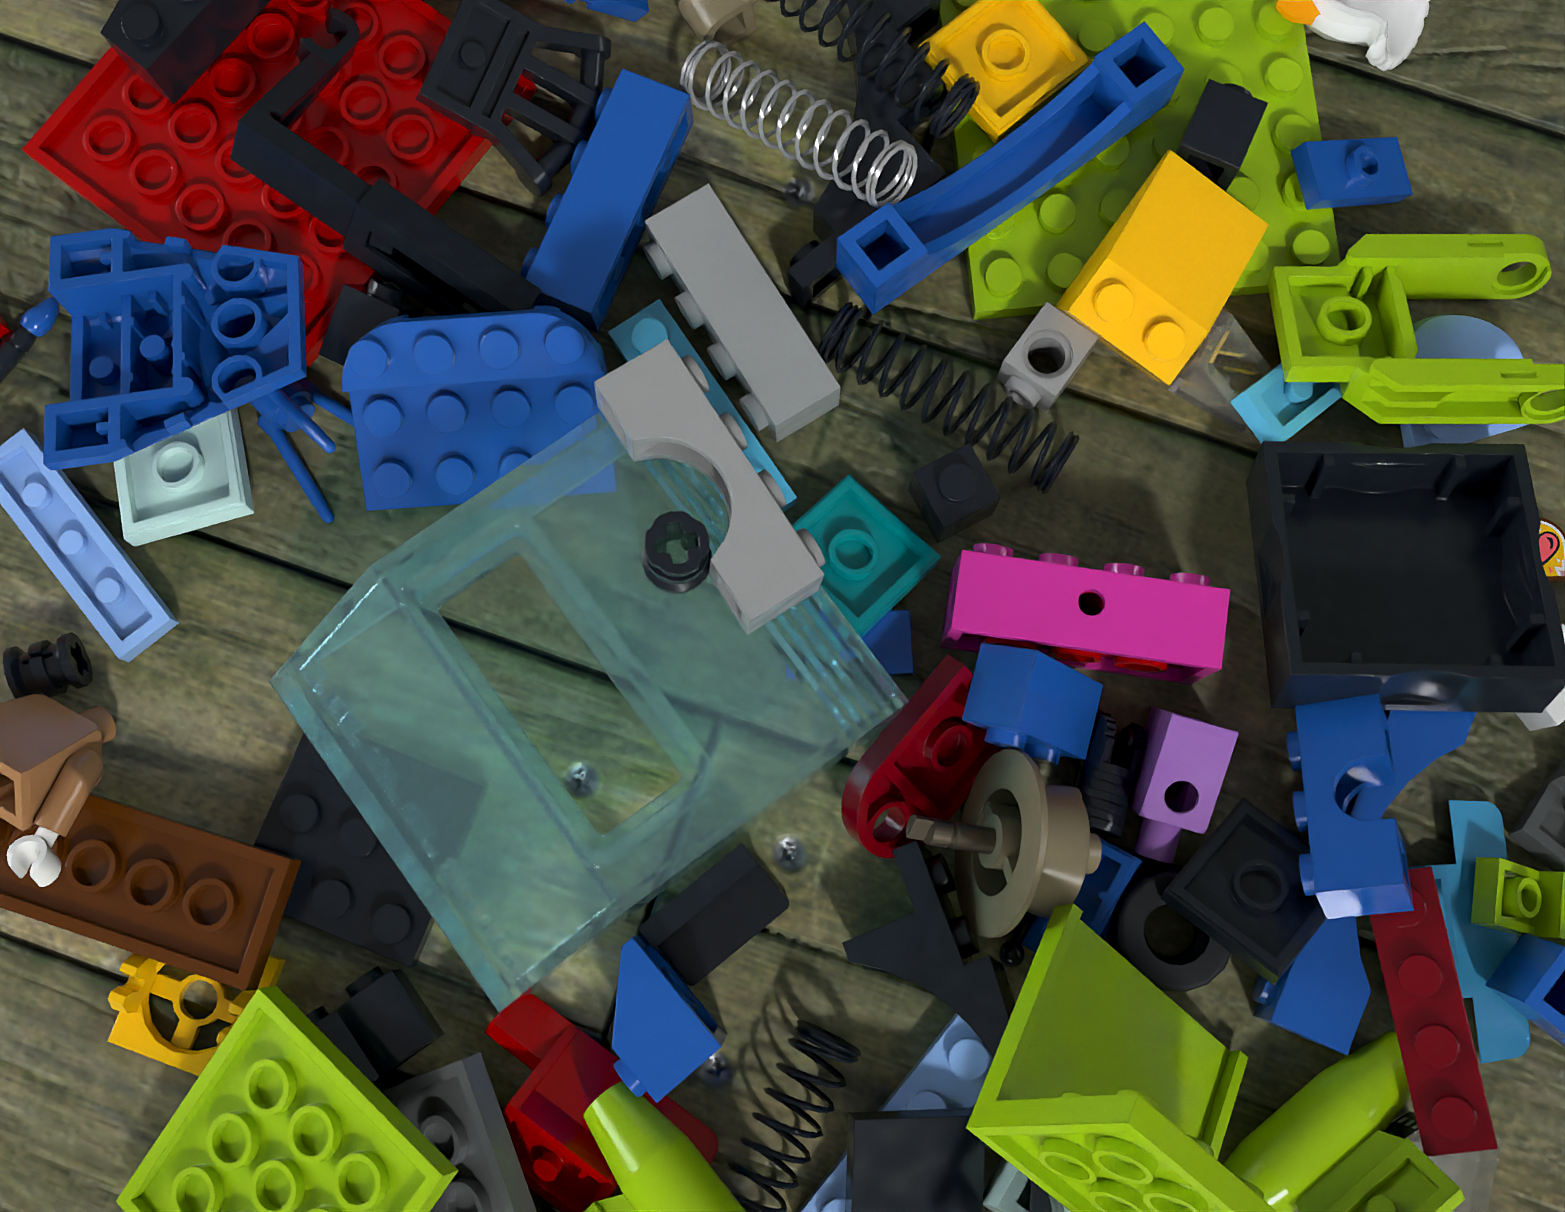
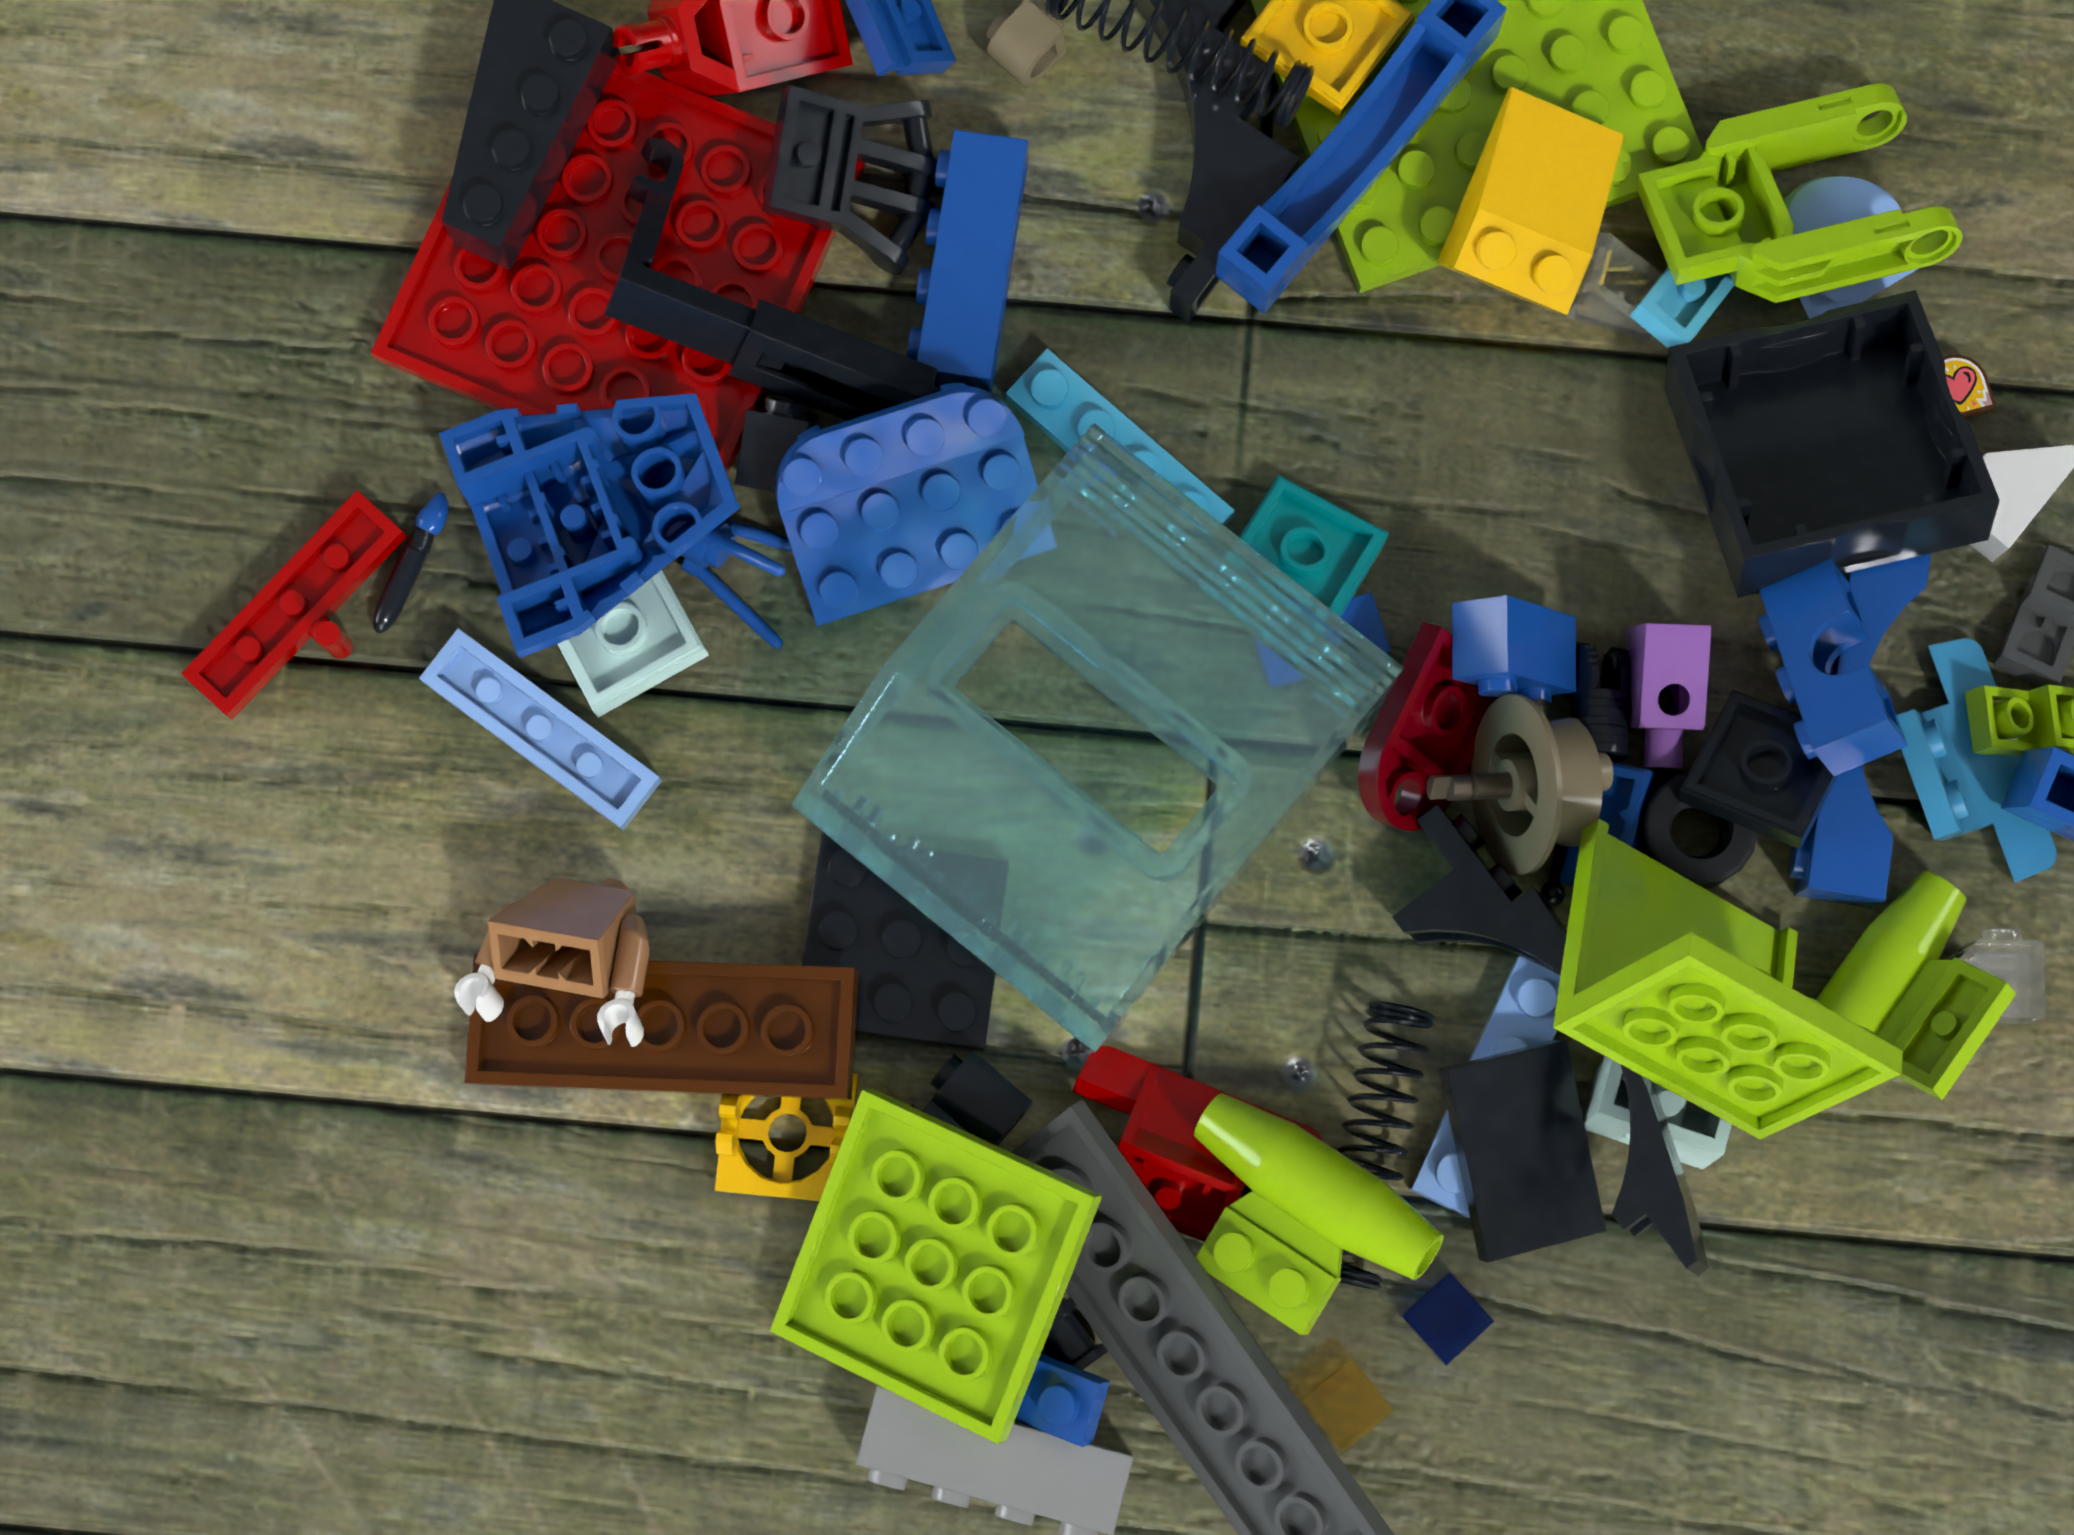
camera: 15 degrees left, 0 degrees up
(47, 667) = (551, 853): black bush -> none
(658, 1023) = (1241, 1030): blue slope -> none
(659, 564) = (1154, 601): black bush -> none
(662, 414) = (1116, 459): light grey arch -> none
(715, 915) = (1262, 927): black panel -> none
(741, 313) = (1132, 344): light grey brick -> none
(834, 343) = (1468, 434): black piece -> none
(870, 181) = (1239, 170): light grey piece -> none
(953, 493) = (1385, 469): black brick -> none
(1052, 335) = (1447, 292): light grey brick -> none
(1086, 615) = (1542, 554): dark pink brick -> none
(1221, 131) = (1555, 56): black brick -> none
(1351, 172) = (1692, 60): blue plate -> none
(1433, 1024) = (1952, 845): dark red plate -> none

